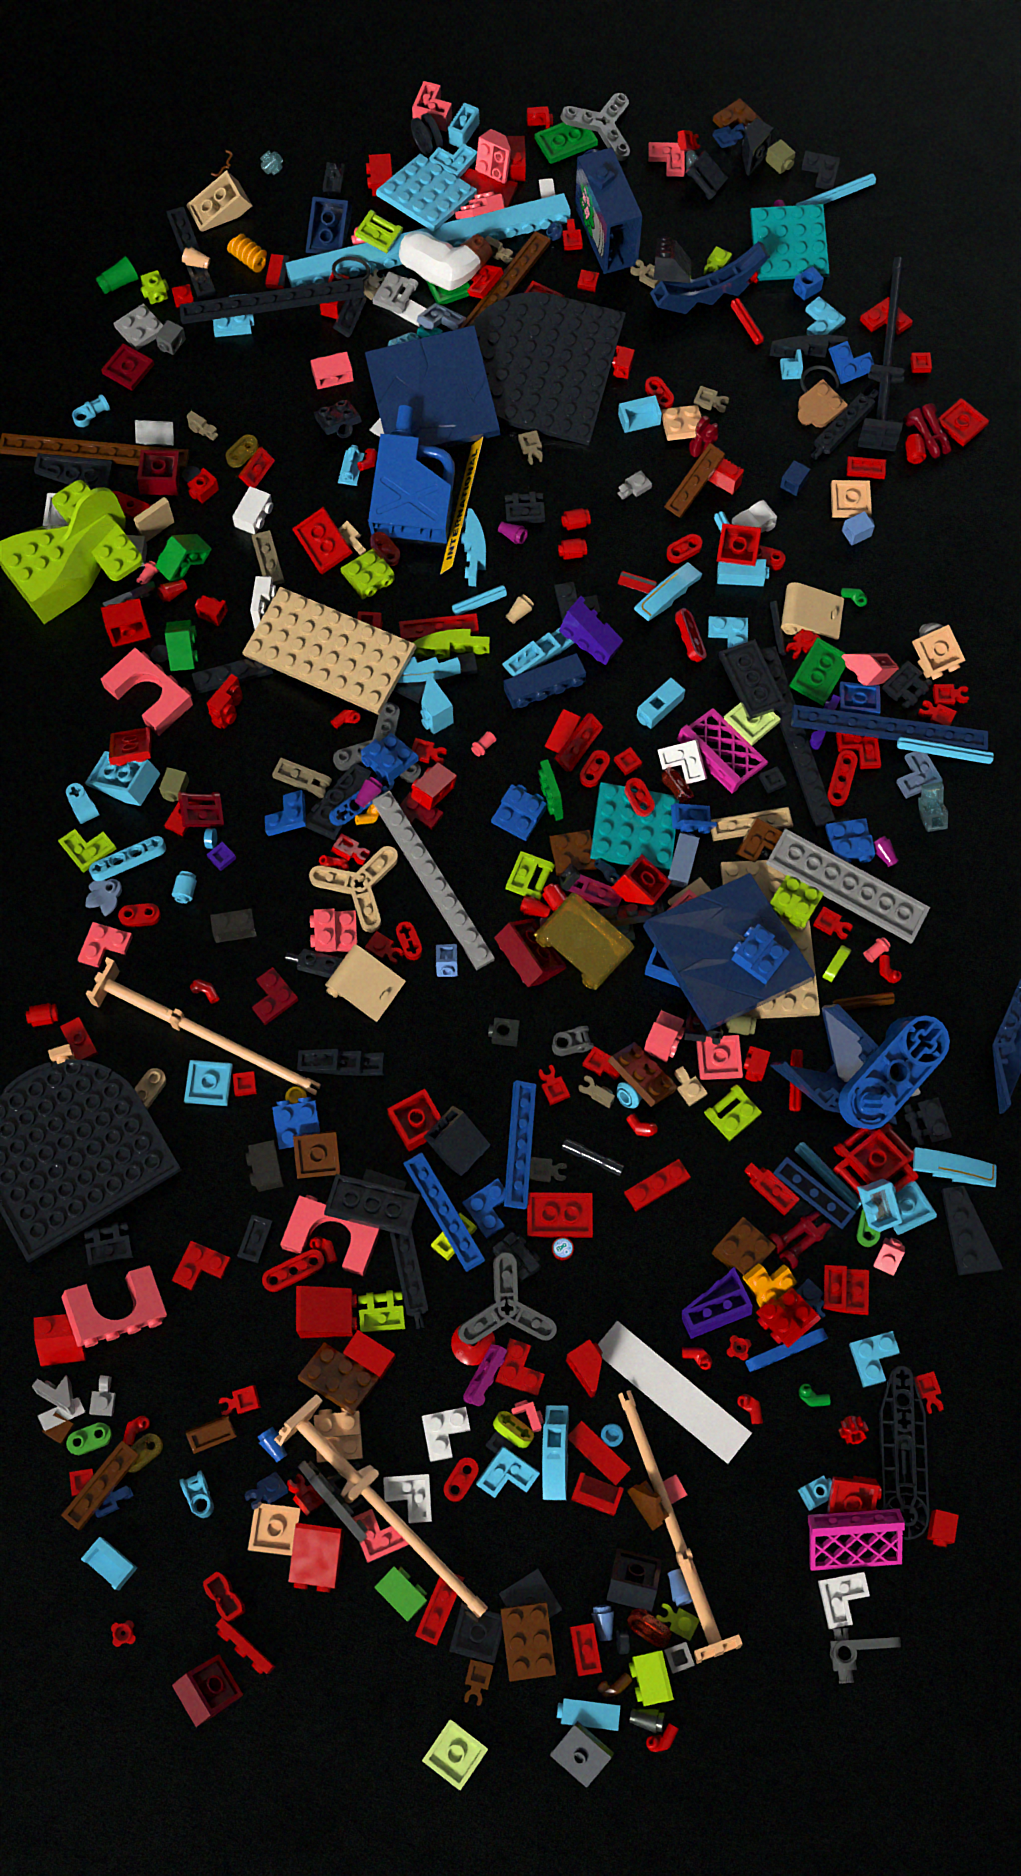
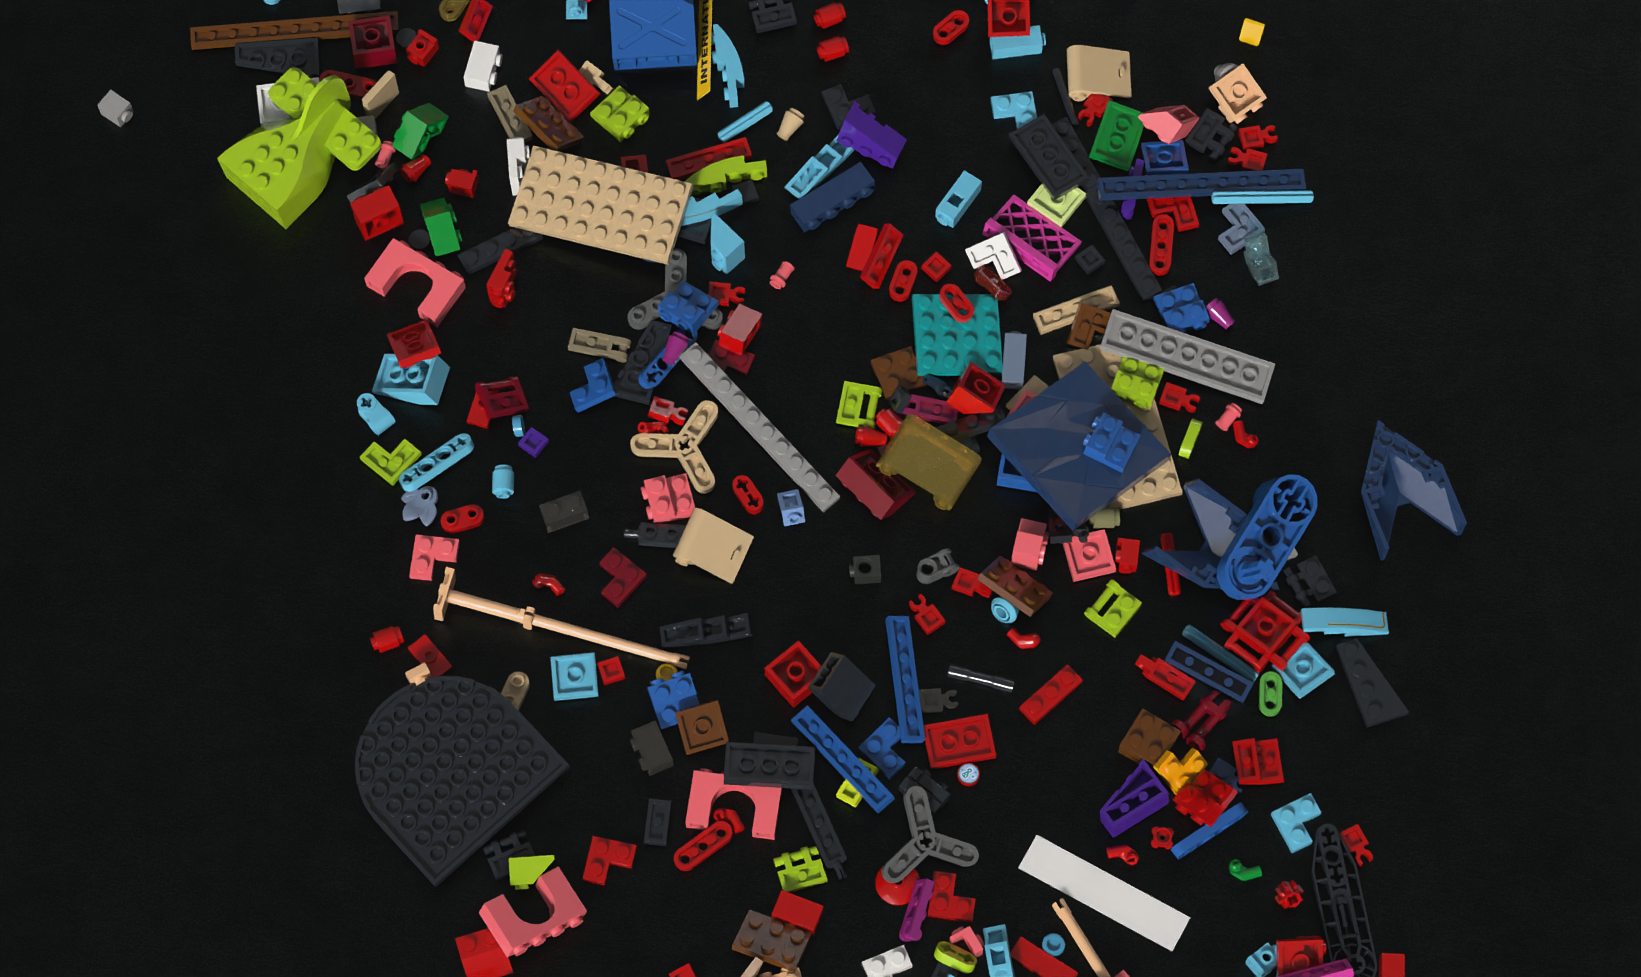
camera: 10 degrees left, 0 degrees up
(118, 1263) = (527, 870): none -> lime slope
(173, 783) = (467, 376): olive brick -> none
(299, 571) = (548, 124): none -> reddish brown plate
(325, 1312) = (745, 879): red slope -> none
(346, 716) = (631, 271): red arm -> none
(369, 817) = (679, 373): light orange arm -> none
(382, 946) = (721, 505): red plate -> none
(387, 548) = (634, 84): clear red plate -> none
(514, 532) = (767, 41): magenta cone -> none
(519, 812) = (834, 340): blue plate -> none
(550, 790) = (863, 310): green plate -> none
(586, 1365) = (1015, 881): red slope -> none
(600, 1094) = (974, 614): dark tan plate -> none
(636, 582) = (908, 73): red sticker -> none
(667, 591) = (943, 77): medium azure slope -> none
(690, 635) = (975, 120): red plate -> none
(691, 1088) = (1066, 592): tan plate -> none
(692, 817) = (1014, 314): blue bracket -> none
(751, 1405) = (1186, 891): red arm -> none
(768, 554) = (1040, 18): red plate -> none
(855, 594) = (1140, 46): green arm -> none
(866, 1001) = (1227, 471): reddish brown axle -> none
(880, 1205) = (1276, 671): medium azure window -> none
(890, 1255) = (1295, 720): coral bracket -> none
(961, 599) = (1251, 32): none -> yellow slope

